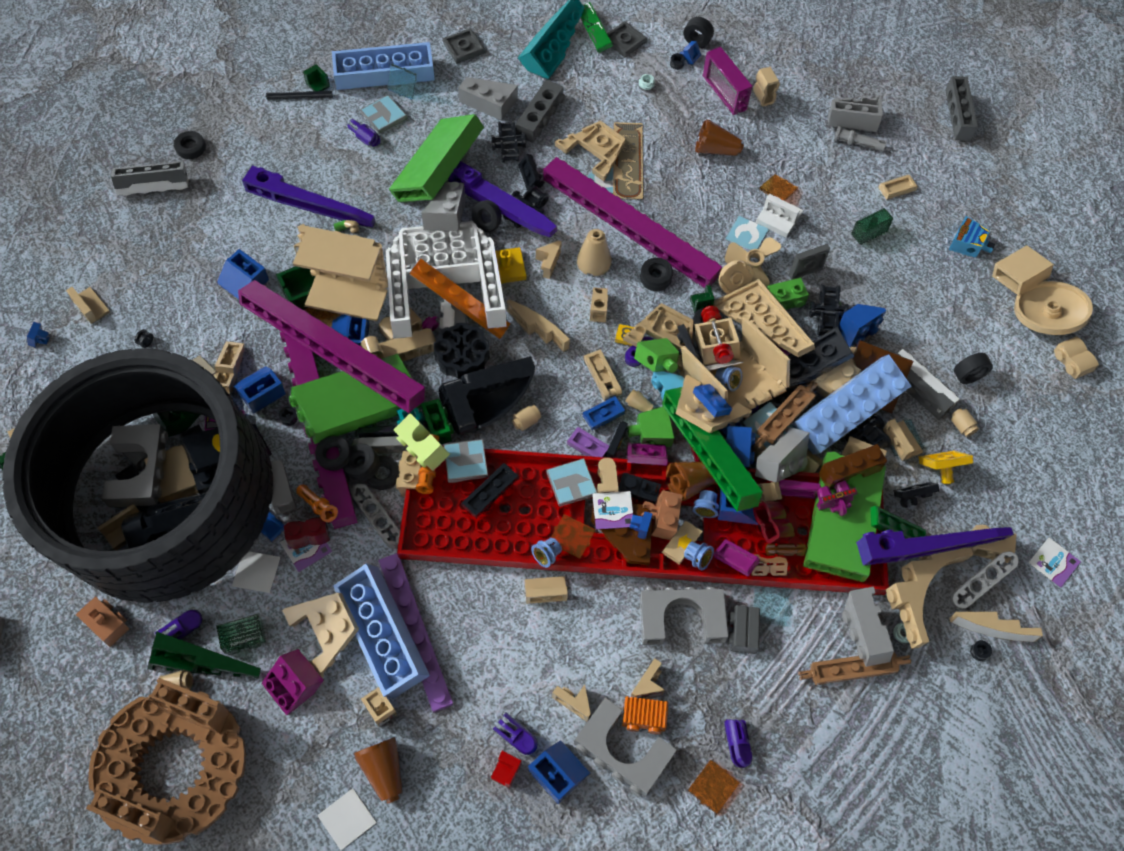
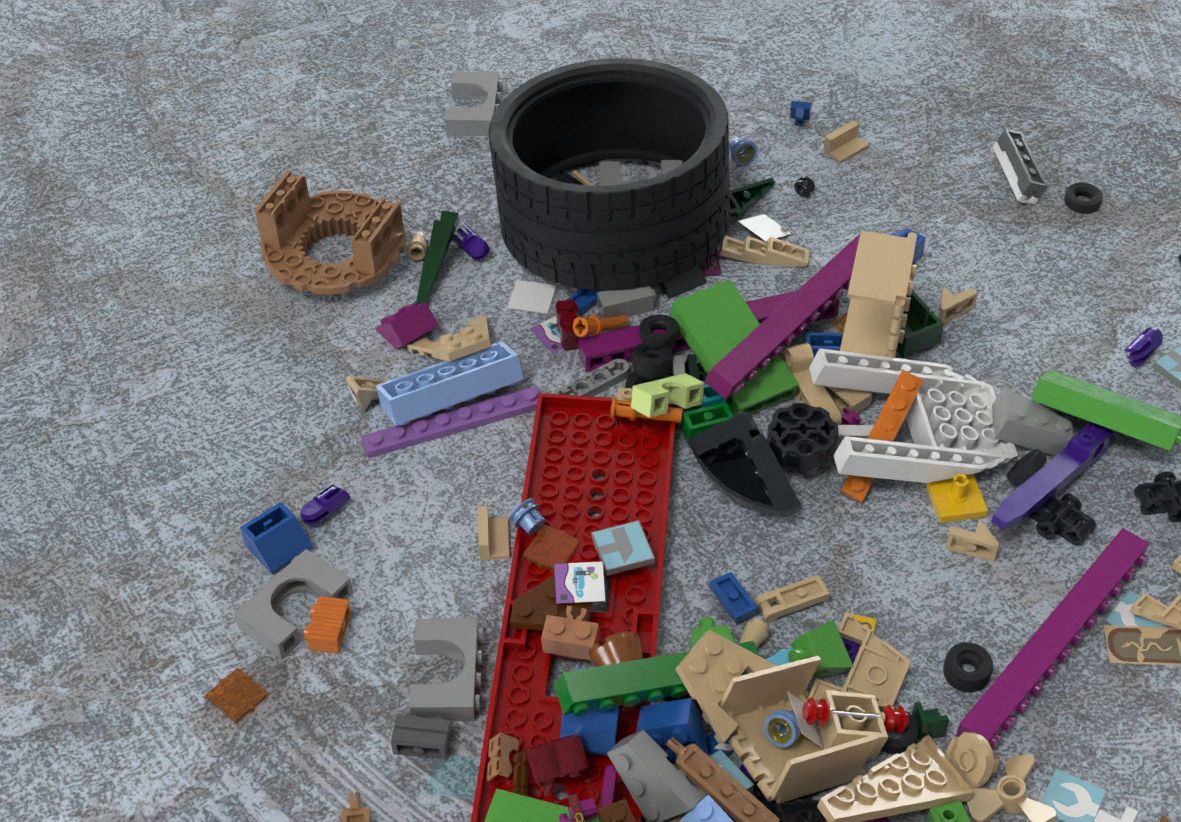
camera: 95 degrees right, 15 degrees down
(103, 621) = (479, 191): nougat brick -> none
(241, 634) = (460, 285): clear green brick -> none
(260, 389) = (746, 275): blue slope -> none
(273, 187) = (1033, 270): dark purple piece -> none
(345, 224) = (992, 339): arm -> none
(346, 819) = (264, 378): white sticker -> none
(382, 769) = (304, 393): dark orange cone -> none
(466, 461) = (652, 446): tile -> none
(490, 490) = (610, 467): black plate -> none
(506, 769) = (292, 499): red panel -> none
(526, 417) = (721, 515): tan brick -> none
(529, 172) = (1128, 518): black plate -> none
(534, 322) = (863, 525): tan slope -> none
(578, 705) = (352, 557): tan slope -> none
(587, 444) = (685, 579): medium lavender plate -> none
(594, 254) = (986, 588): tan cone -> none
(599, 305) = (906, 595): tan leg -> none
(608, 476) = (626, 581): tan leg -> none
(617, 440) = (687, 607): black tile -> none
(639, 488) = (615, 615): black plate -> none
(641, 524) = (552, 603): blue tile -> none
(646, 687) = (365, 626): tan slope -> none
(647, 454) = (666, 631): magenta tile -> none
(680, 541) = (537, 661): tan tile -> none
(684, 337) = (852, 682): black plate -> none
(699, 554) = (514, 672): medium blue piece -> none
(712, 400) = (718, 675): blue plate -> none
(736, 557) = (510, 715): magenta tile -> none
(738, 742) = (271, 718): dark purple arm -> none
(771, 491) = (595, 740): tan leg -> none

